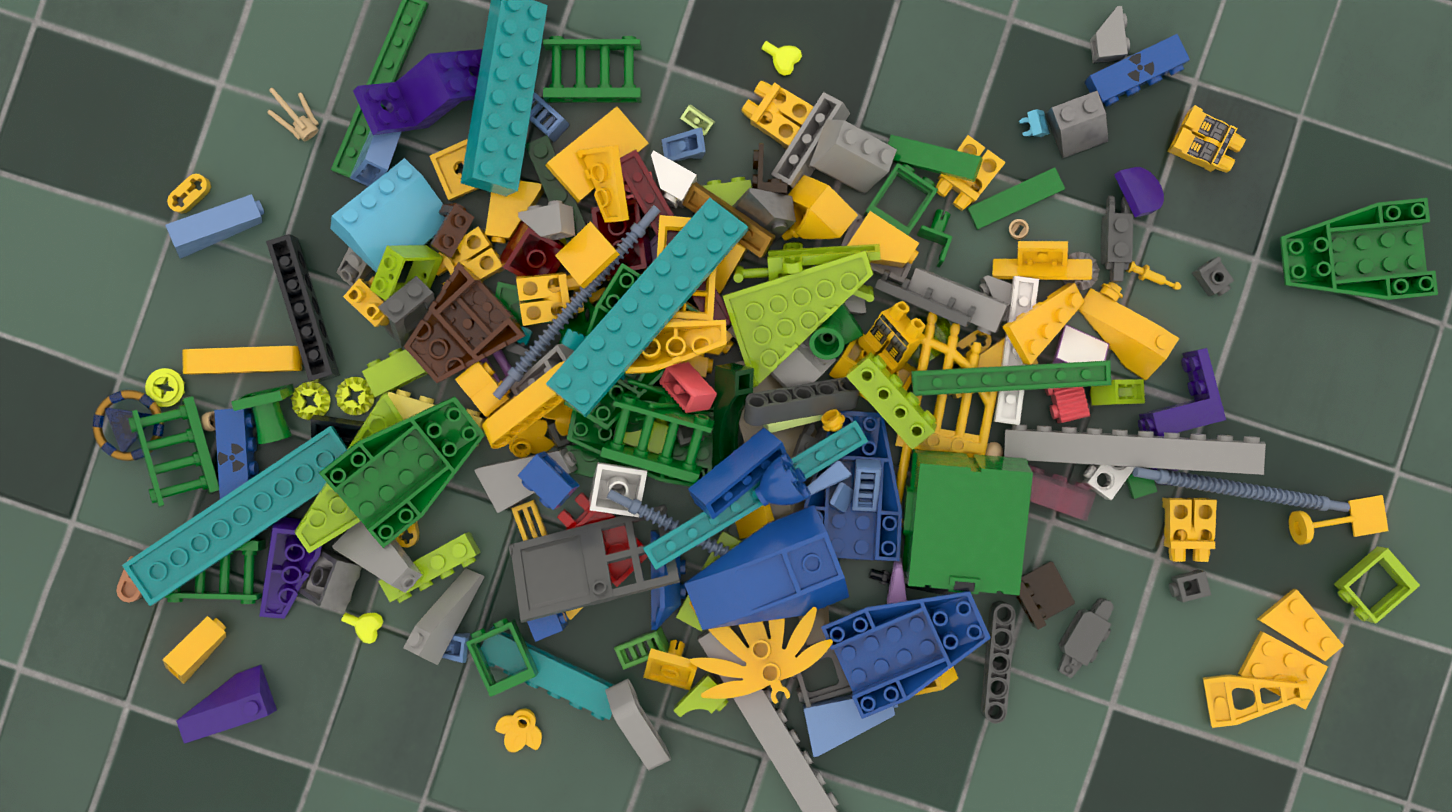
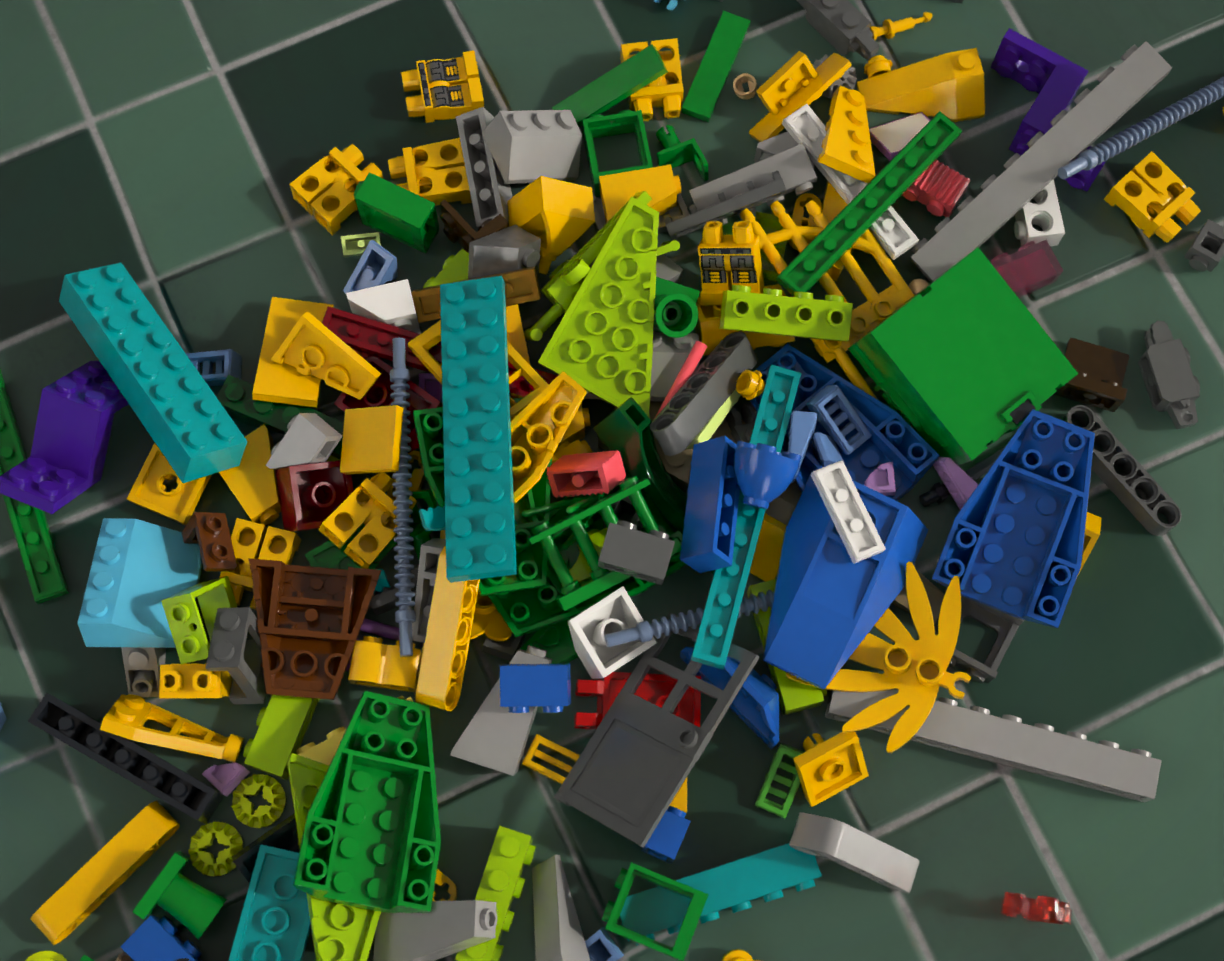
camera: 45 degrees left, 15 degrees down
(330, 284) = (131, 713): none -> yellow plate
(348, 366) = (226, 776): none -> lavender tile
(375, 157) = (70, 544): medium blue slope -> none
(532, 440) = (479, 674): yellow plate -> none
(604, 92) = (224, 315): green fence -> none
(666, 464) = (636, 552): none -> dark grey brick
(693, 698) = (886, 768): lime arch -> none
(714, 69) = (329, 186): none -> yellow hips
(733, 120) = (397, 212): none -> green window
(783, 57) = (389, 127): neon yellow rock -> none
(798, 380) = (686, 372): none -> coral bar
(806, 550) = (848, 512): none -> white tile
(837, 721) = (1036, 665): medium blue slope -> none
(839, 64) = (445, 86): none -> yellow hips
(854, 542) = (882, 479): none -> lavender tile
(1120, 392) = (976, 138): lime arch -> none
(1140, 486) = (1074, 201): green tile -> none

